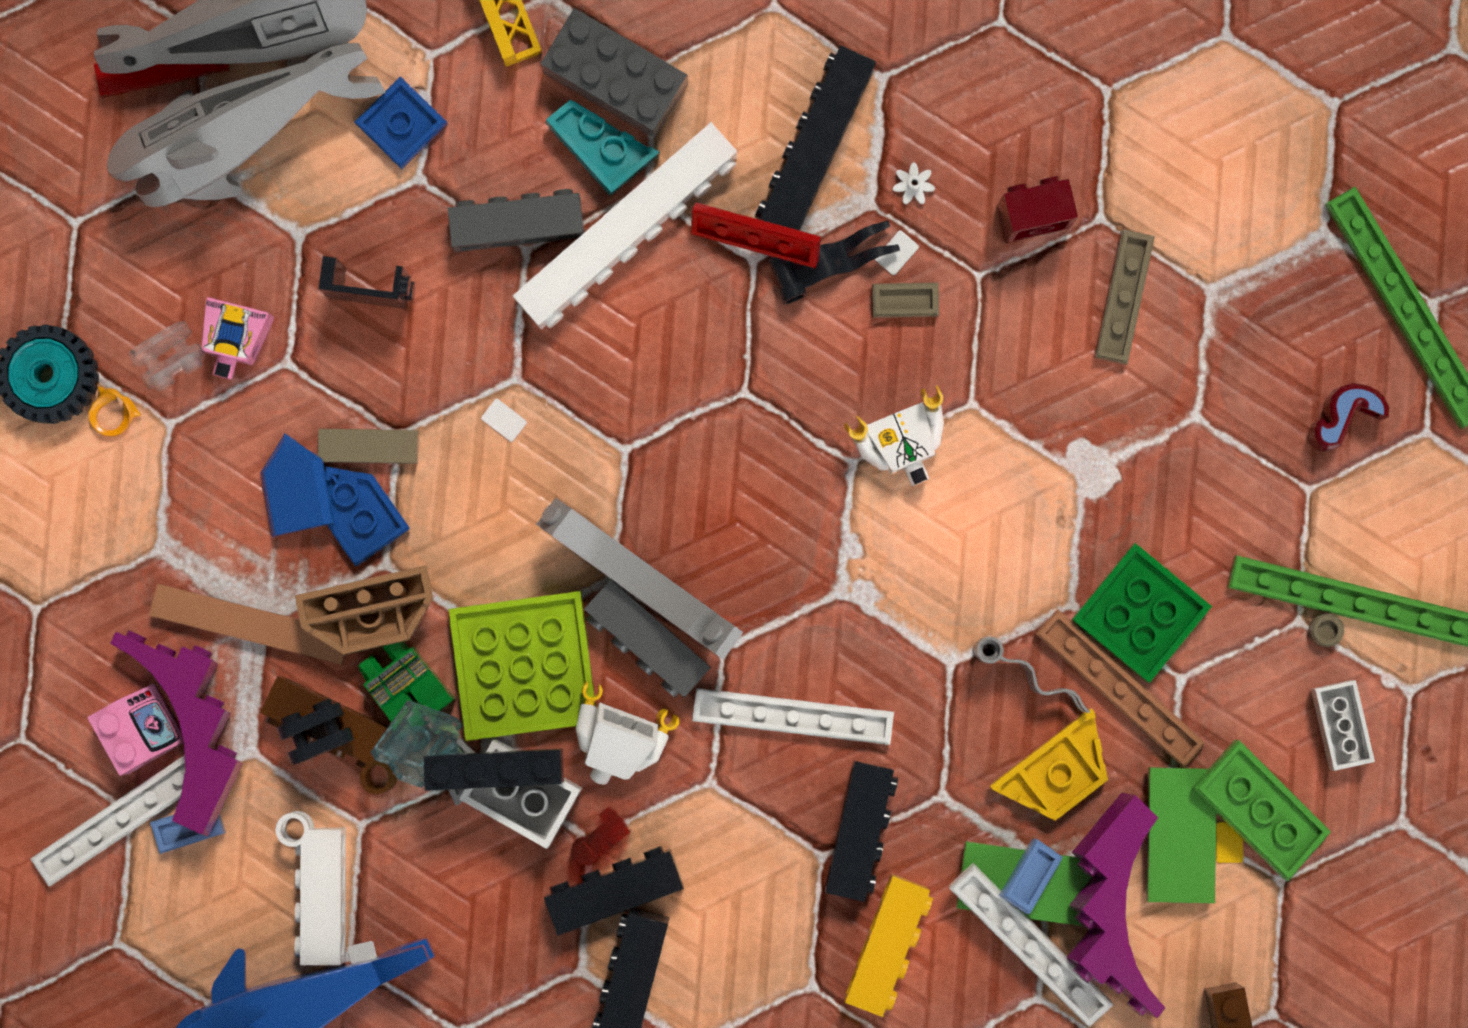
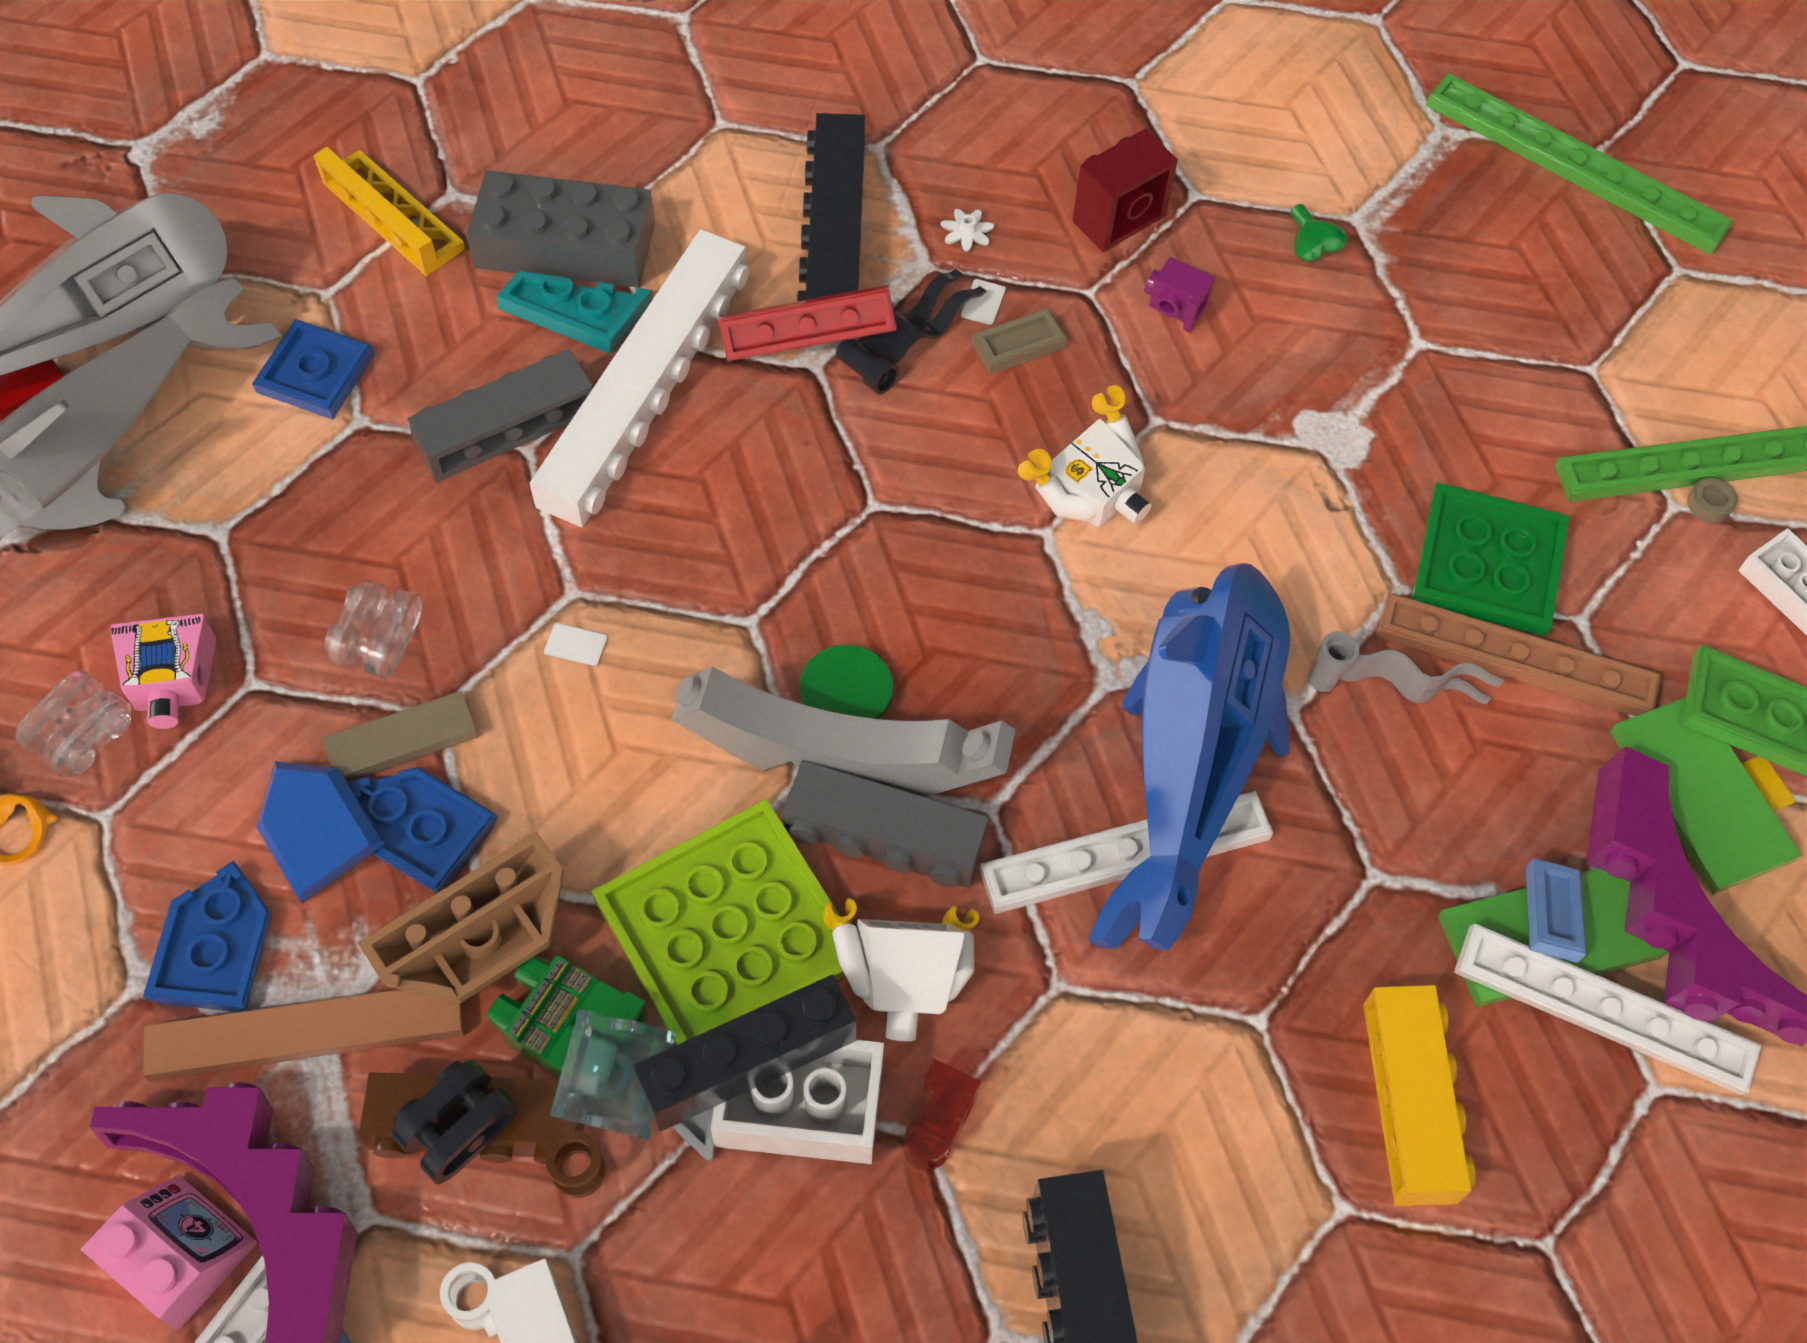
camera: 25 degrees left, 25 degrees down
(211, 543) = (210, 945): none -> blue tile
(333, 279) = (329, 546): black panel -> none
(356, 362) = (373, 628): none -> clear brick
(613, 891) = (993, 1185): black brick -> none
(665, 529) = (847, 682): none -> green tile
(859, 831) = (1295, 957): black brick -> none
(884, 651) = (1206, 712): none -> blue animal
(1037, 310) = (1180, 292): none -> magenta brick
(1058, 771) = (1504, 779): yellow wing -> none
(1124, 297) = (1267, 255): dark tan tile -> none
(1167, 297) = (1315, 236): none -> green rock
(1339, 411) = (1577, 272): dark red animal -> none

